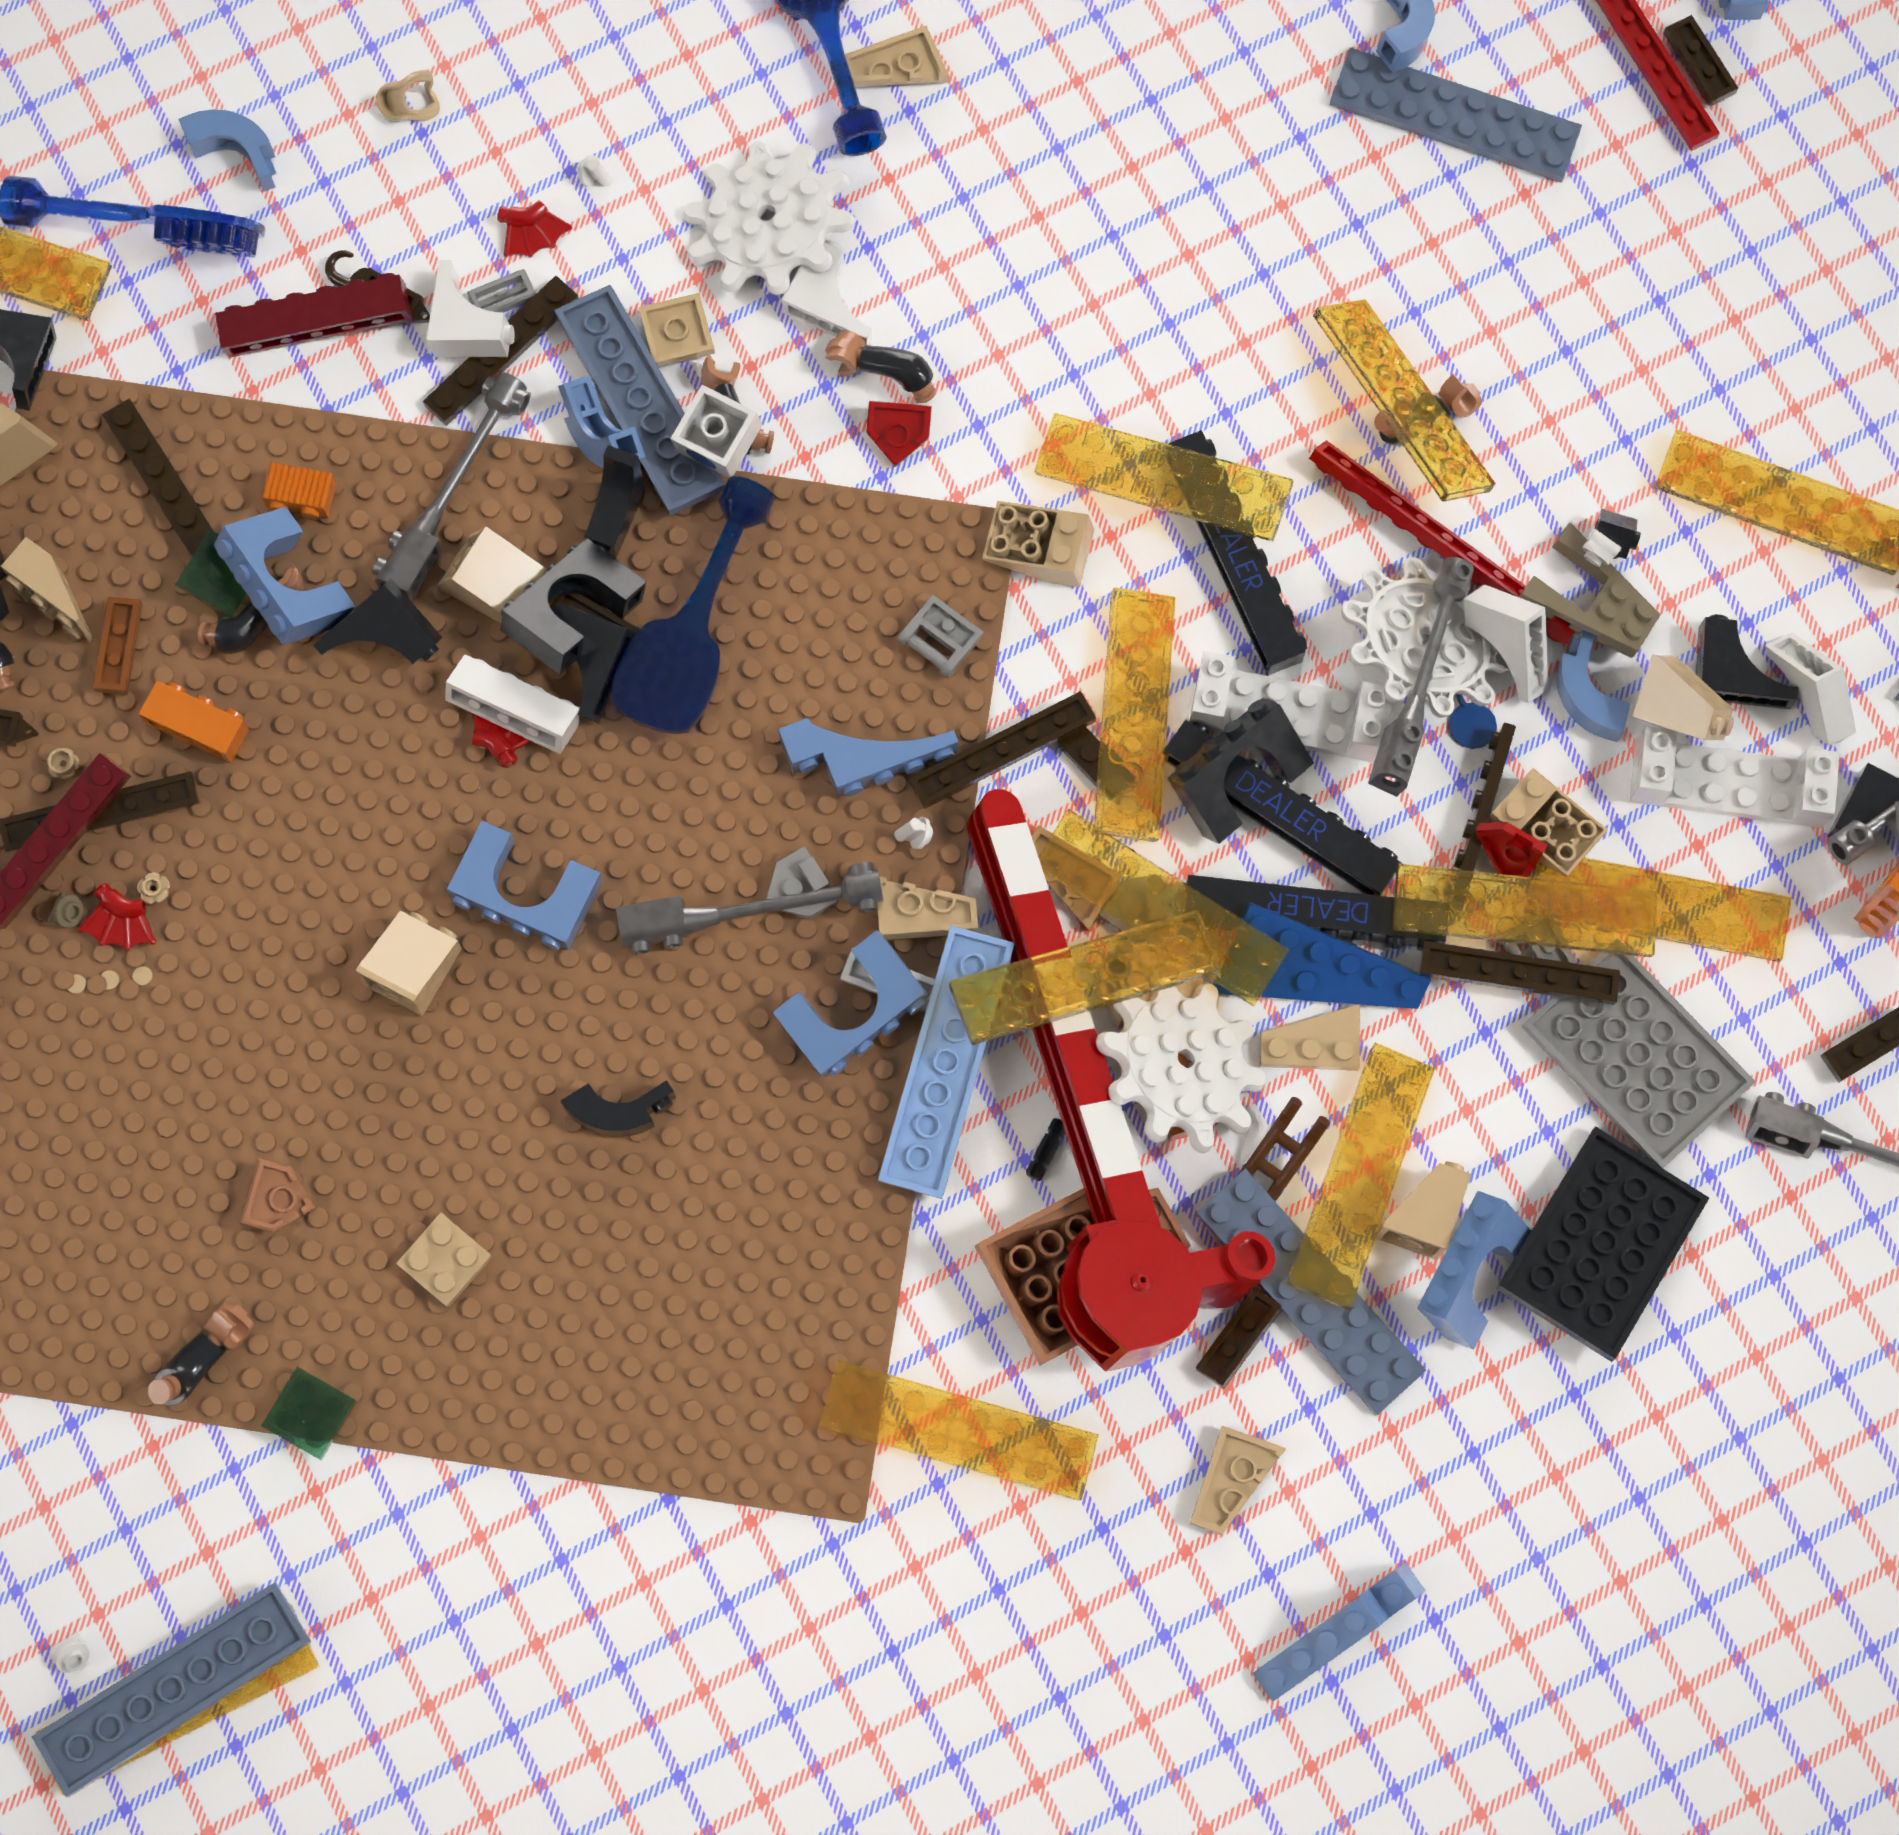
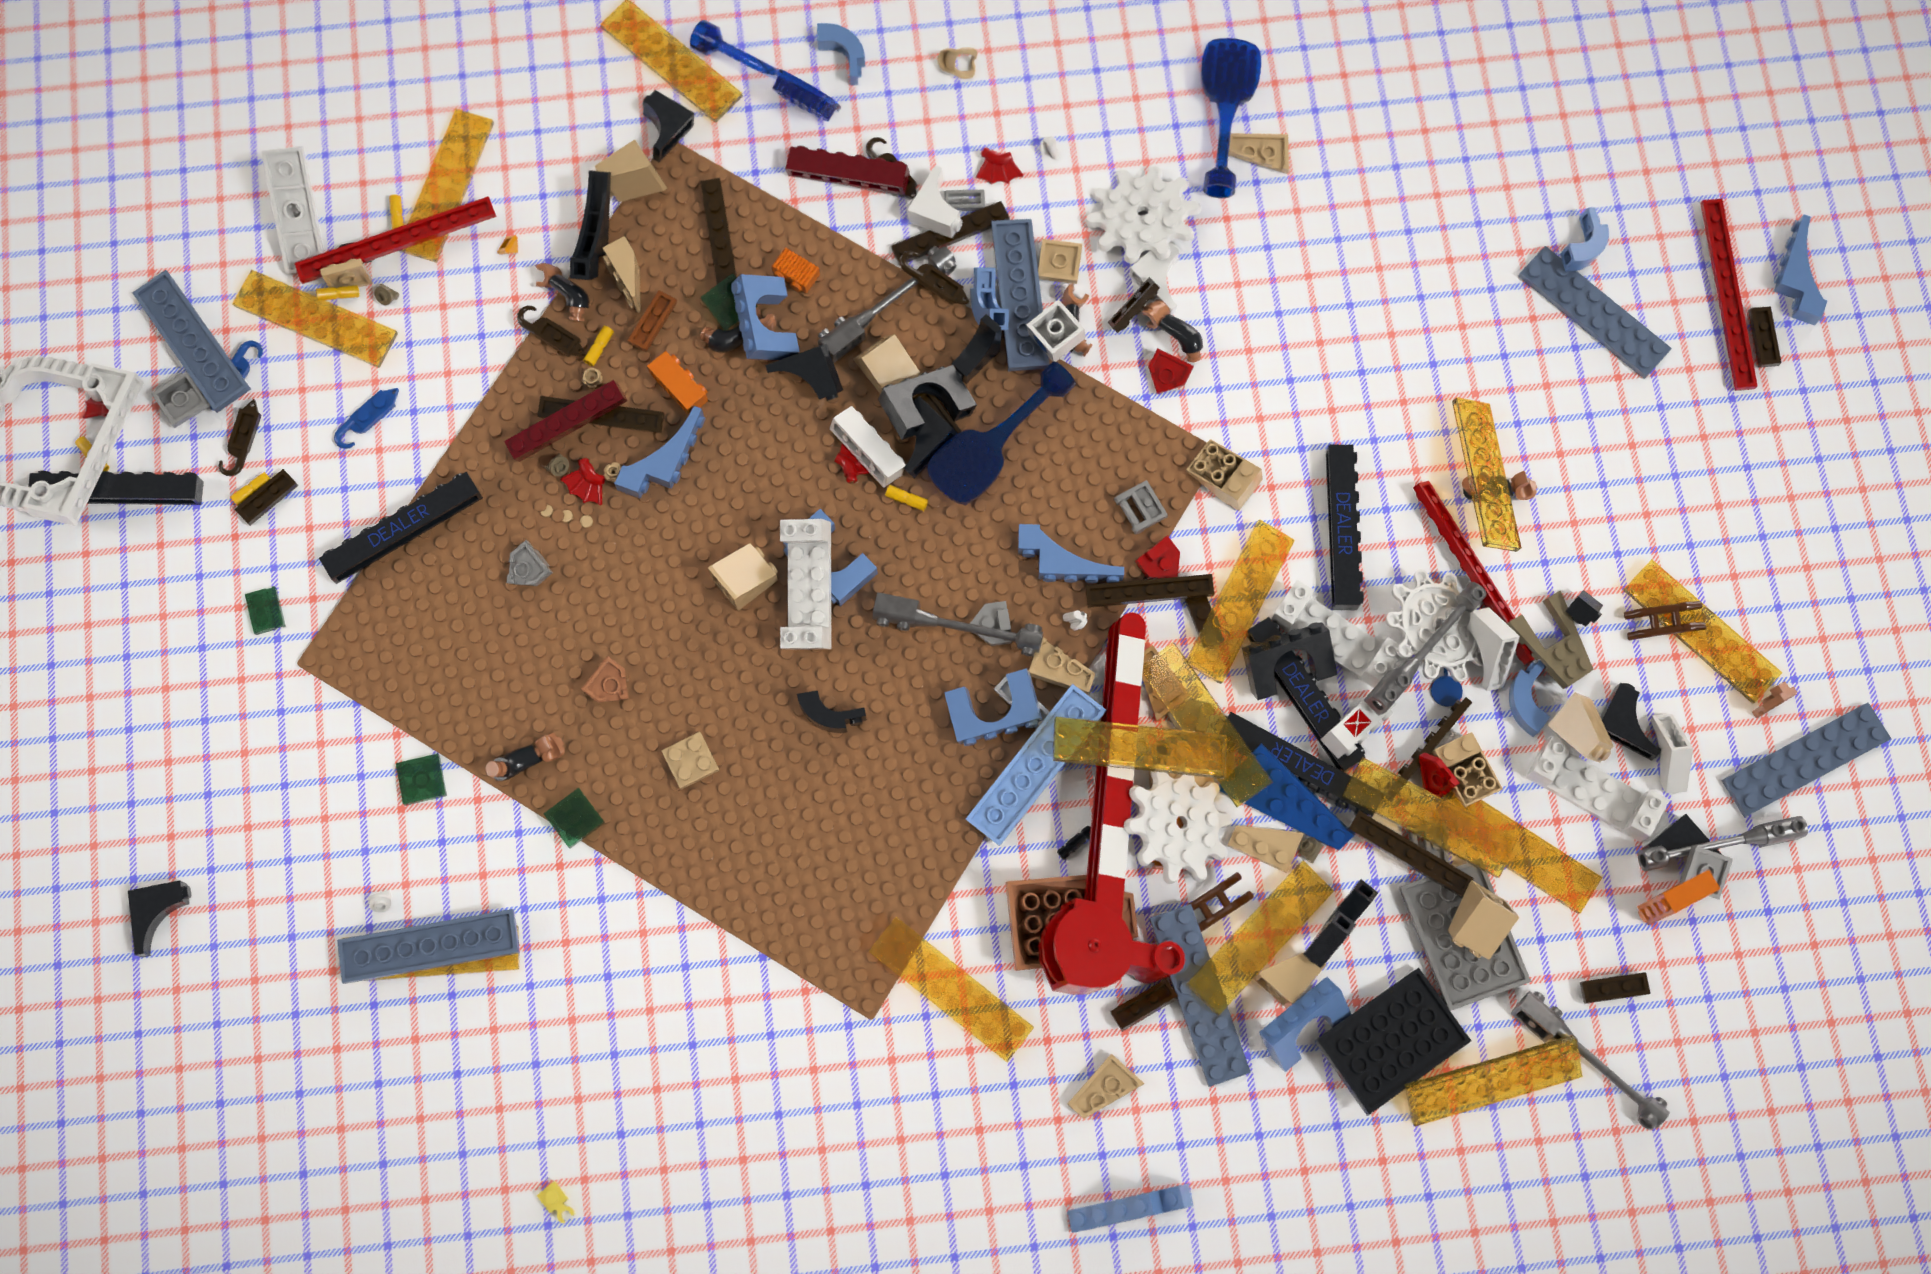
camera: 25 degrees right, 0 degrees up
(51, 717) = (597, 348): none -> yellow piece
(56, 1451) = (421, 779): none -> clear green plate
(83, 1076) = (527, 566): none -> light grey plate
(223, 848) = (664, 464): none -> medium blue arch
(509, 427) = (935, 280): none -> dark brown plate
(510, 936) = (807, 584): none -> white plate
(604, 755) = (905, 497): none -> yellow piece
(810, 352) = (1134, 305): none -> dark brown plate
(999, 700) = (1160, 560): none -> red plate
(1164, 477) = (1318, 464): clear yellow plate -> none
(1369, 829) = (1354, 729): none -> white brick
(1378, 1023) = (1310, 849): none -> dark tan plate
(1466, 1109) = (1340, 923): none -> black arch
(1600, 549) = (1571, 614): white plate -> none
(1656, 1025) = (1482, 921): none -> tan slope
(1724, 525) = (1656, 630): none -> reddish brown piece
(1762, 1240) = (1493, 1080): none -> clear yellow plate

